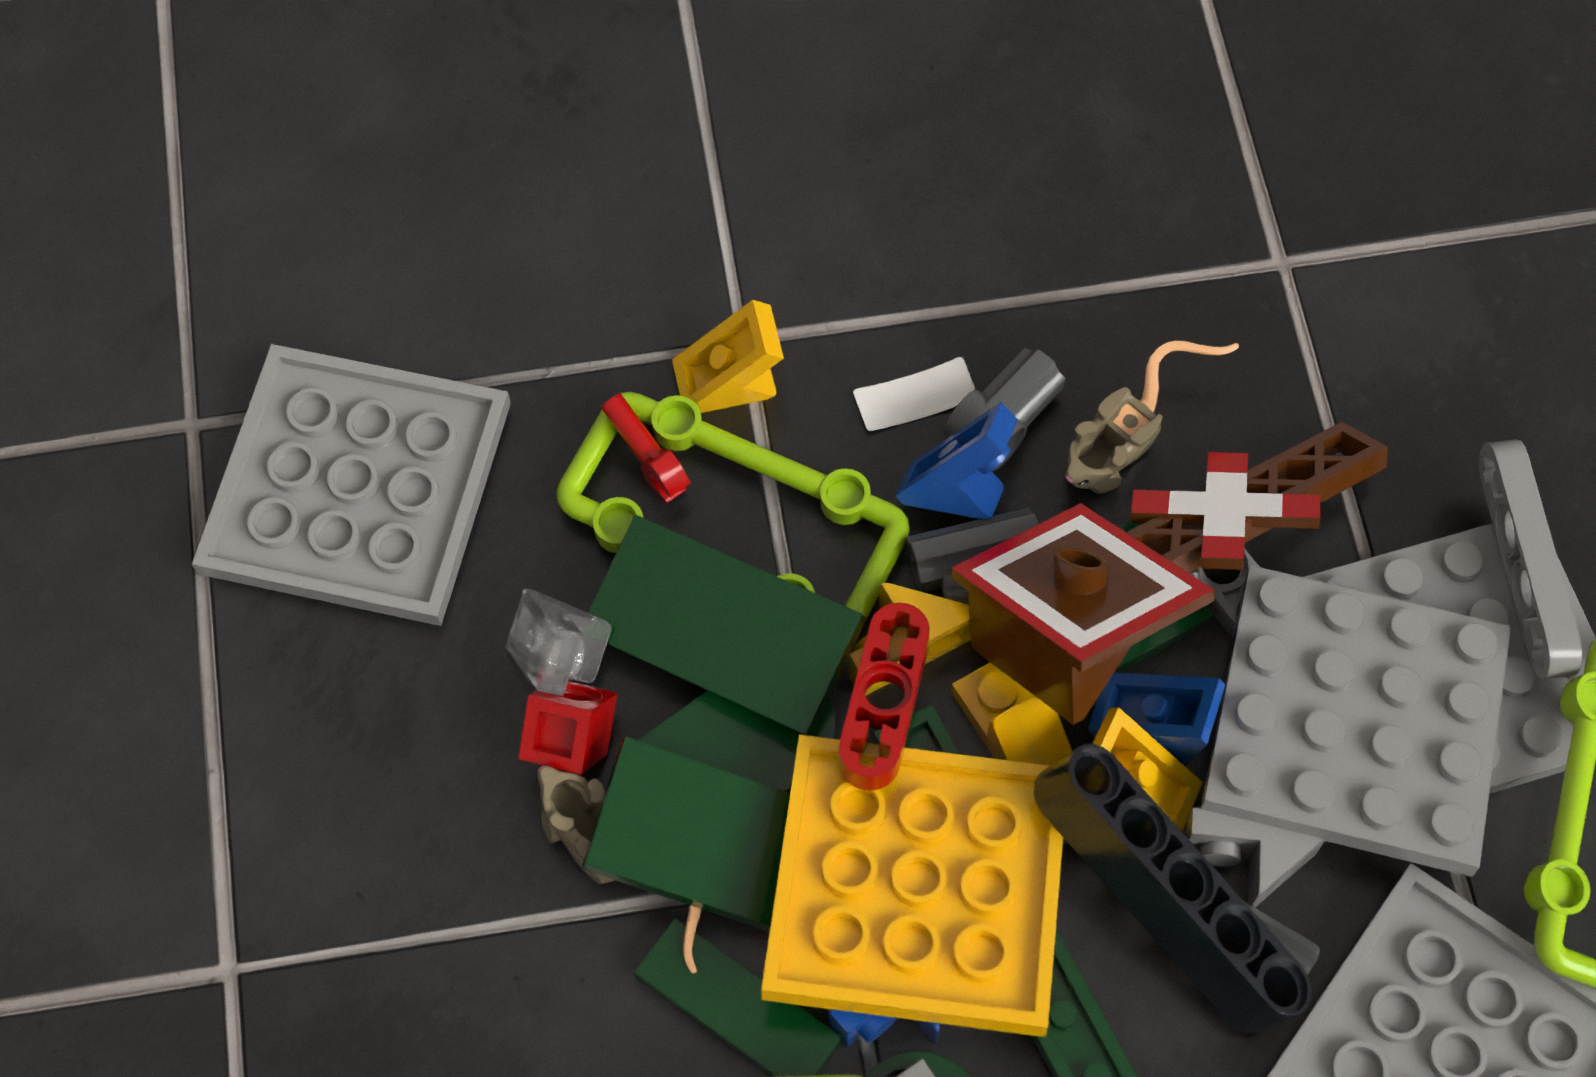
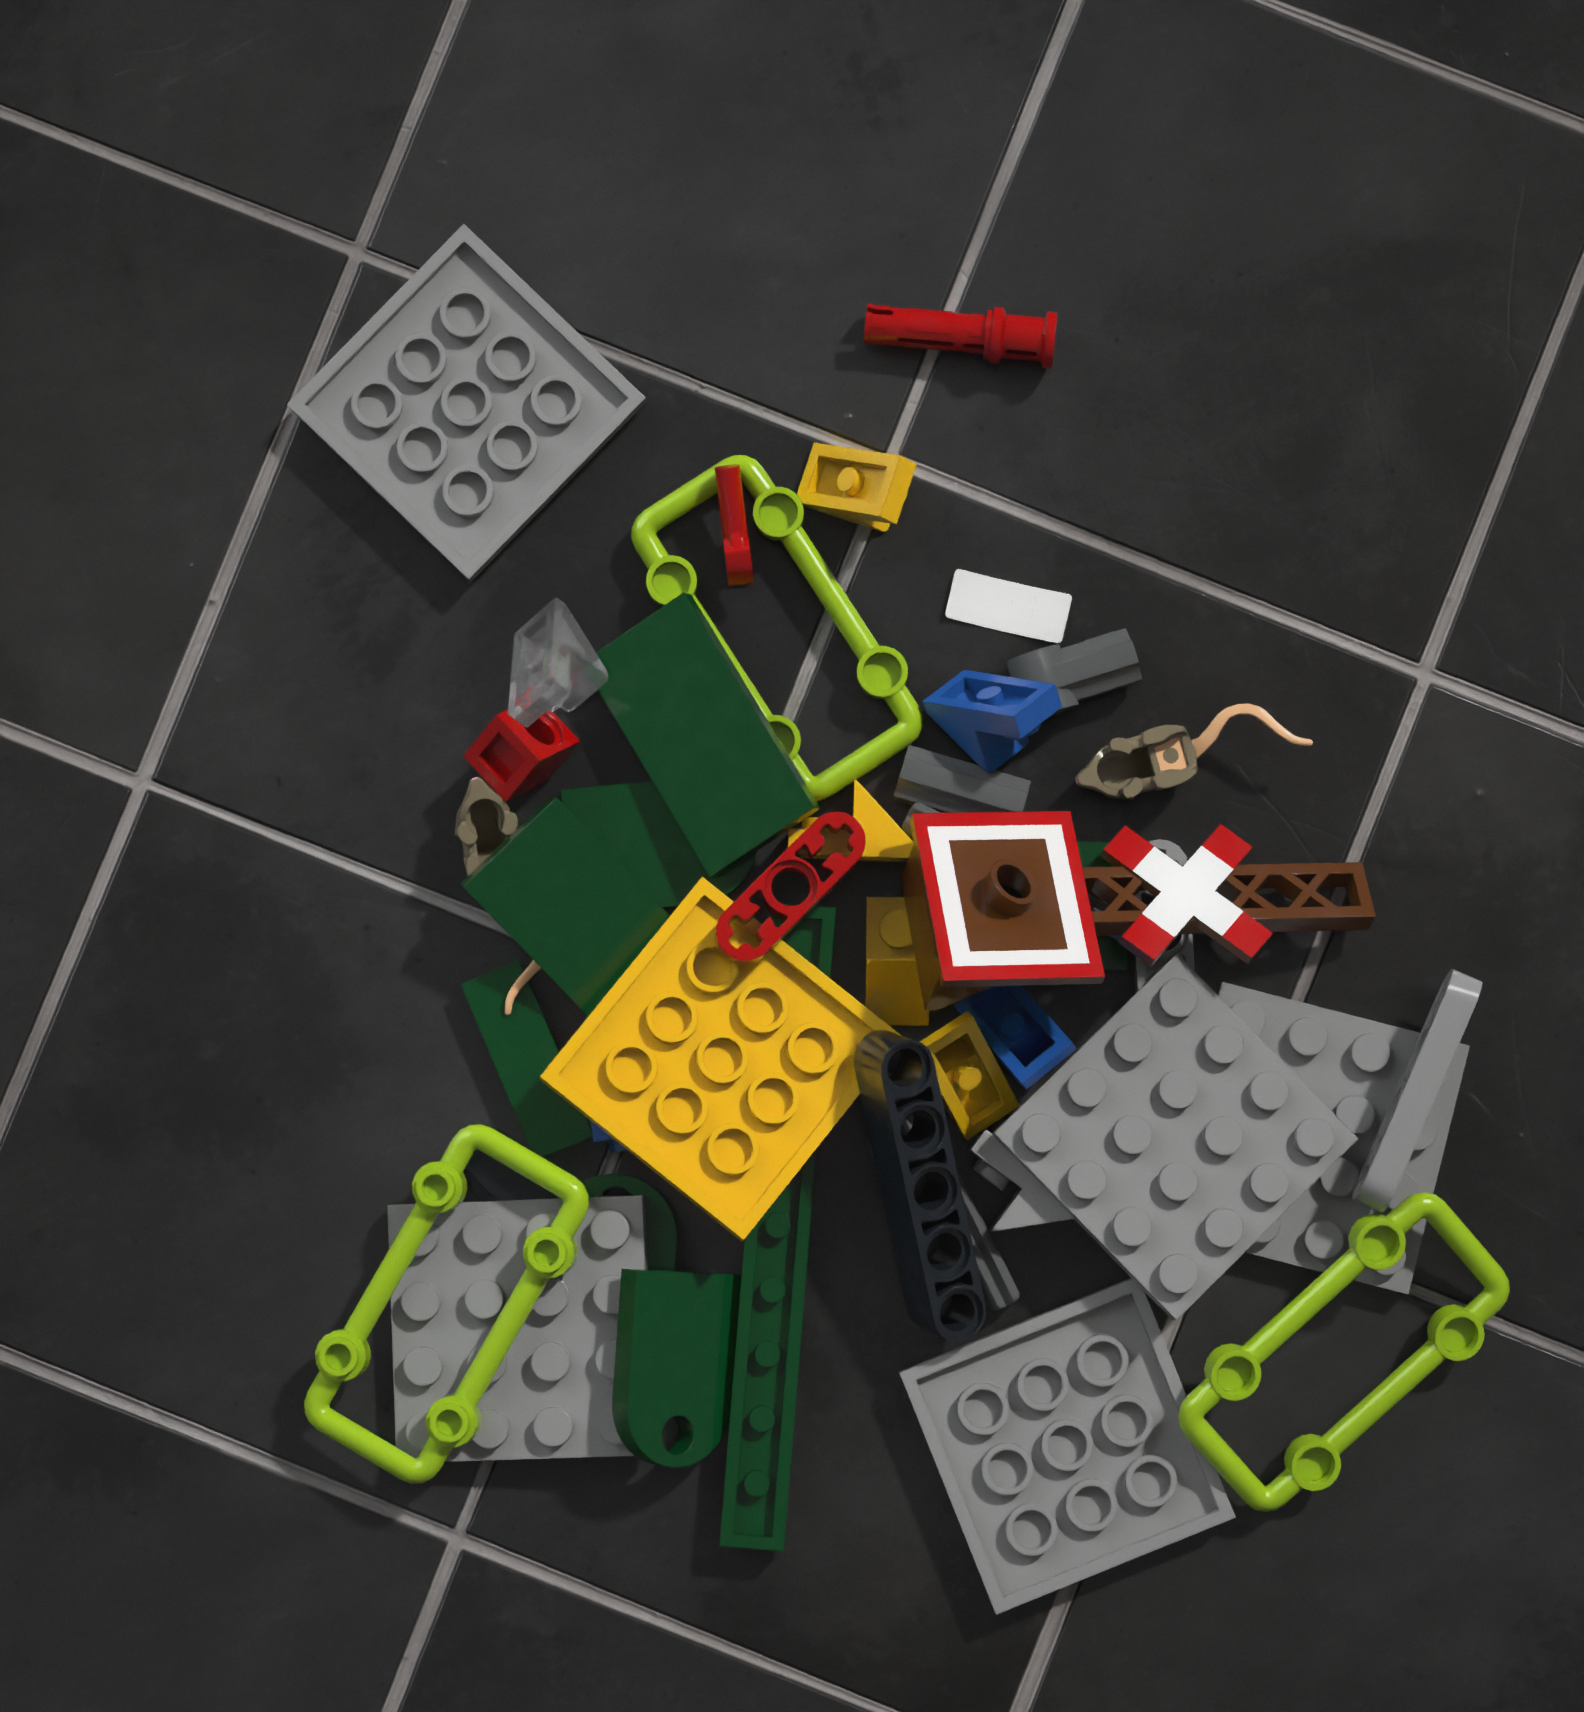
camera: 30 degrees right, 20 degrees up
(766, 200) = (993, 334): none -> red pin

